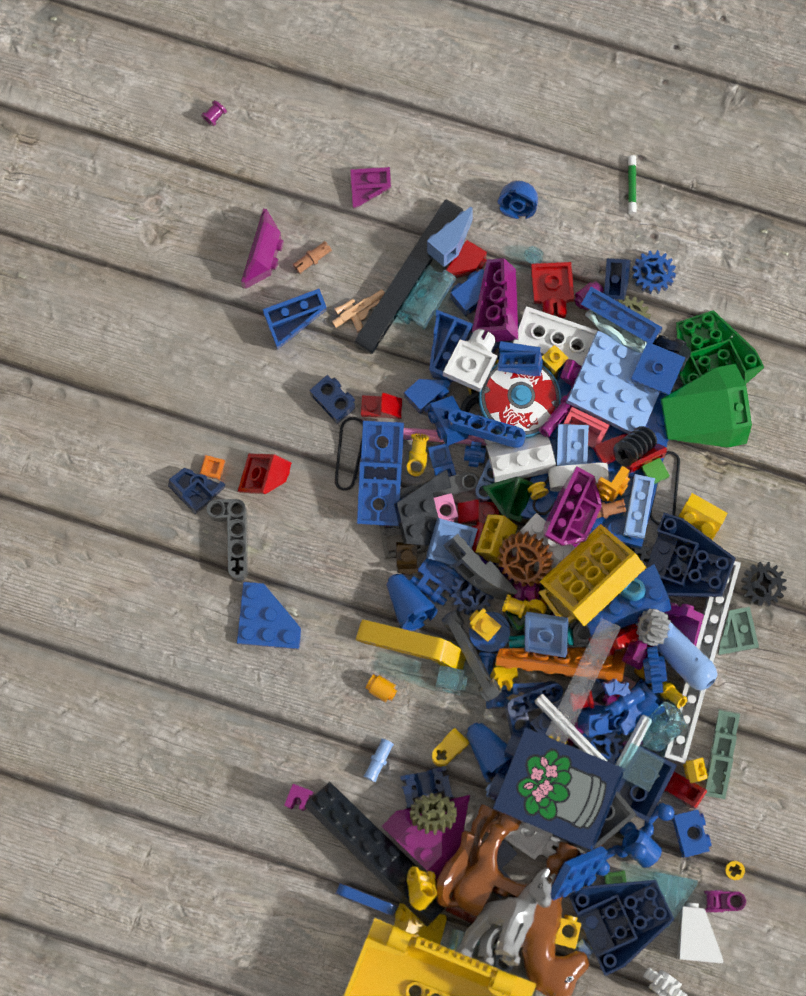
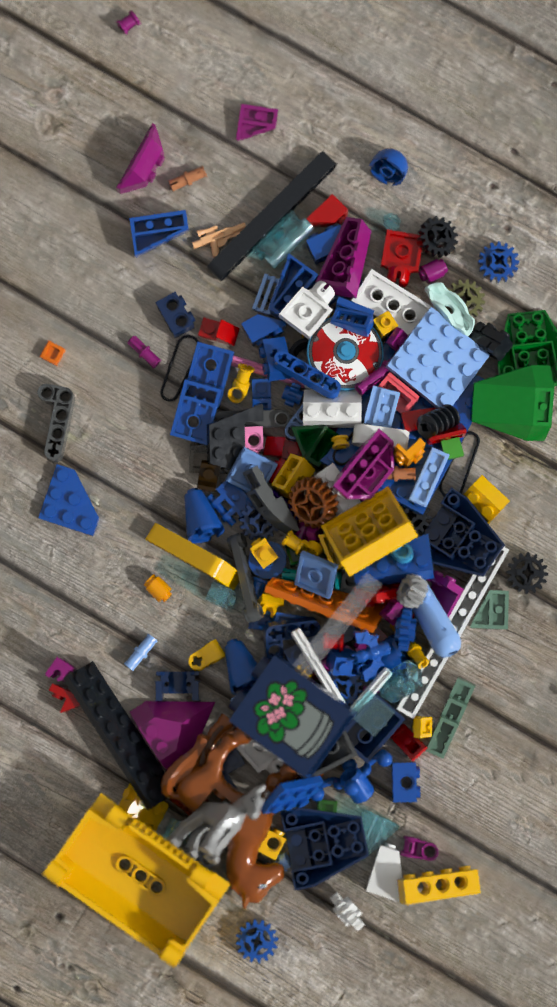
camera: 15 degrees right, 5 degrees up
(194, 489) = (32, 370): dark blue slope -> none
(263, 473) = (97, 369): red slope -> none
(308, 444) = (144, 351): none -> magenta axle
(316, 826) = (60, 693): none -> red slope
(366, 899) = (100, 773): blue beam -> none
(421, 887) = (149, 775): yellow piece -> none
(425, 341) = (272, 279): none -> light blue tile
(433, 813) = (176, 712): olive gear -> none
(448, 242) = (314, 192): medium blue slope -> none
(585, 260) = (429, 233): none -> black gear
(617, 278) = (462, 260): dark blue slope -> none
(621, 315) = (456, 297): blue fence -> none
(632, 184) = (499, 174): green bar -> none
(658, 368) = (477, 354): blue plate -> none
(732, 864) = (436, 817): yellow bush -> none
(785, 927) = (468, 885): none -> yellow brick

